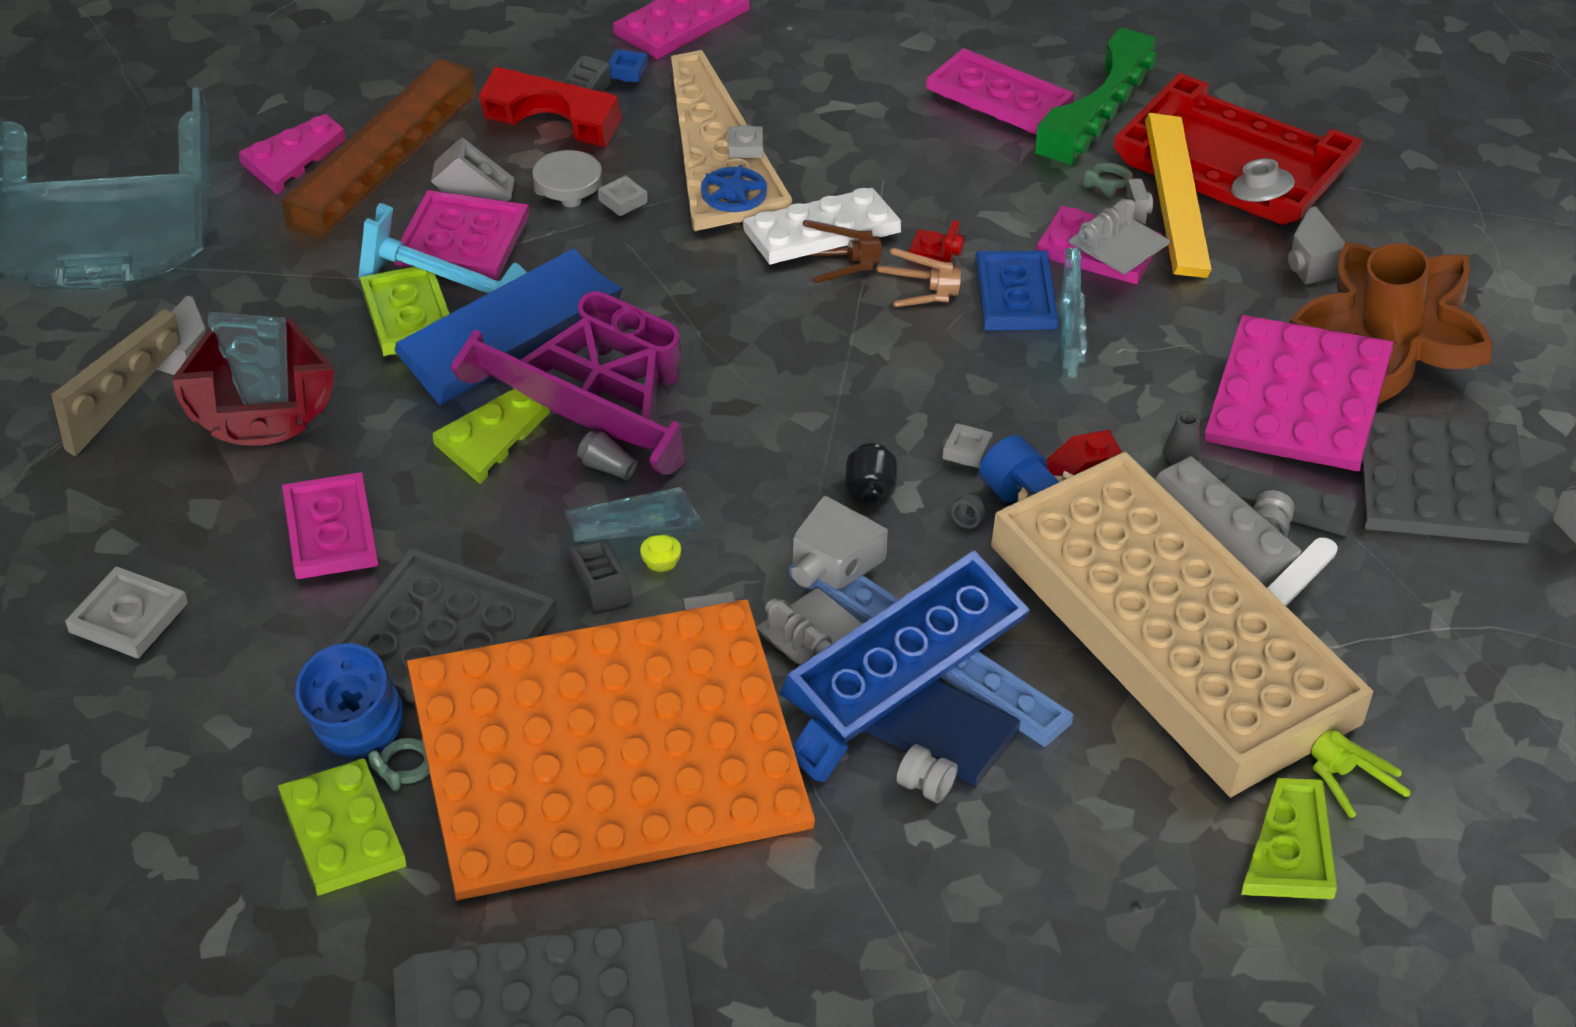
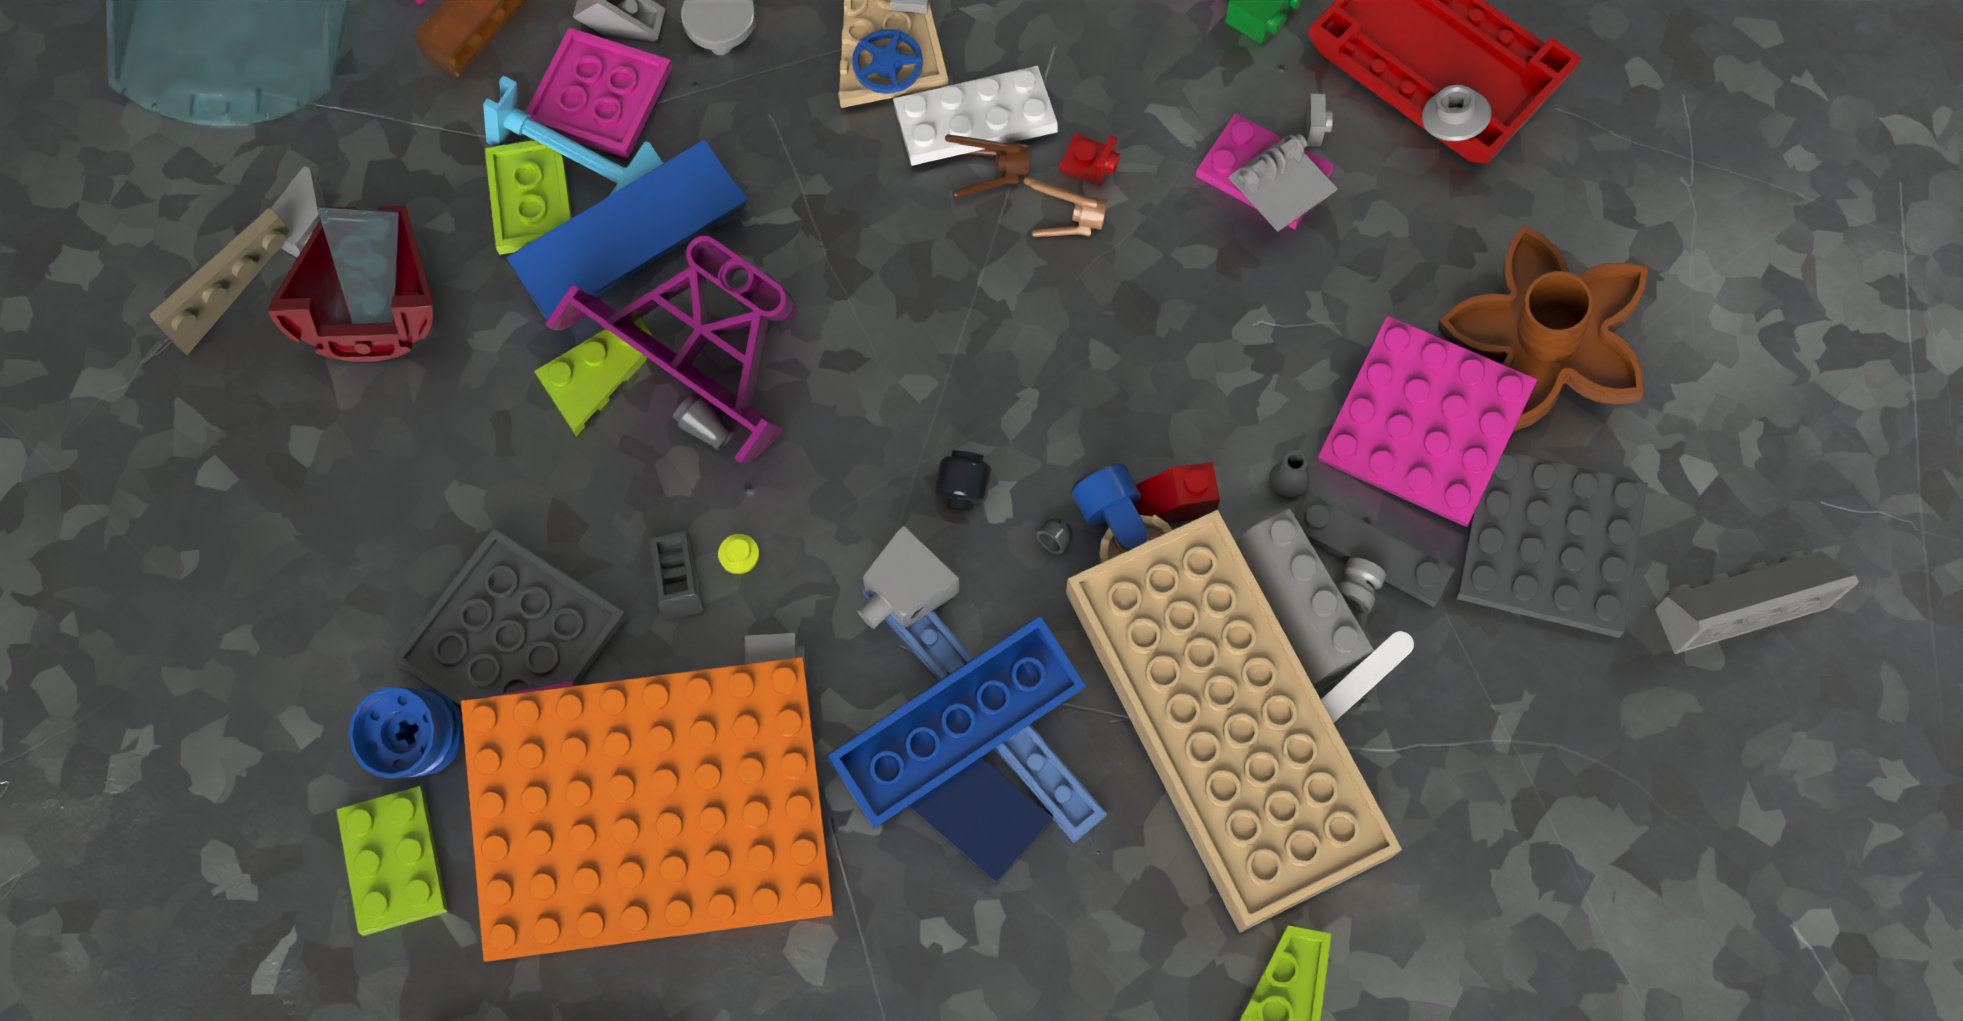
camera: 10 degrees right, 25 degrees up
(126, 612) = (215, 575): light grey plate -> none
(329, 525) = (419, 484): dark pink plate -> none
(394, 779) = (435, 789): sand green piece -> none
(622, 195) = (772, 51): light grey plate -> none
(637, 516) = (719, 511): clear light blue wing -> none
(806, 625) = (872, 674): light grey hinge -> none
(818, 750) = (849, 832): blue plate -> none
(927, 773) = (945, 871): light grey wheel -> none
(967, 445) = (1069, 448): light grey plate -> none
(1016, 290) = (1163, 228): blue tile -> none
(1071, 323) = (1210, 293): clear light blue wing -> none
(1109, 186) = (1292, 86): sand green piece -> none
(1178, 196) = (1361, 117): yellow tile -> none
(1315, 249) = (1495, 208): light grey slope -> none
(1341, 755) = (1359, 899): lime plant -> none

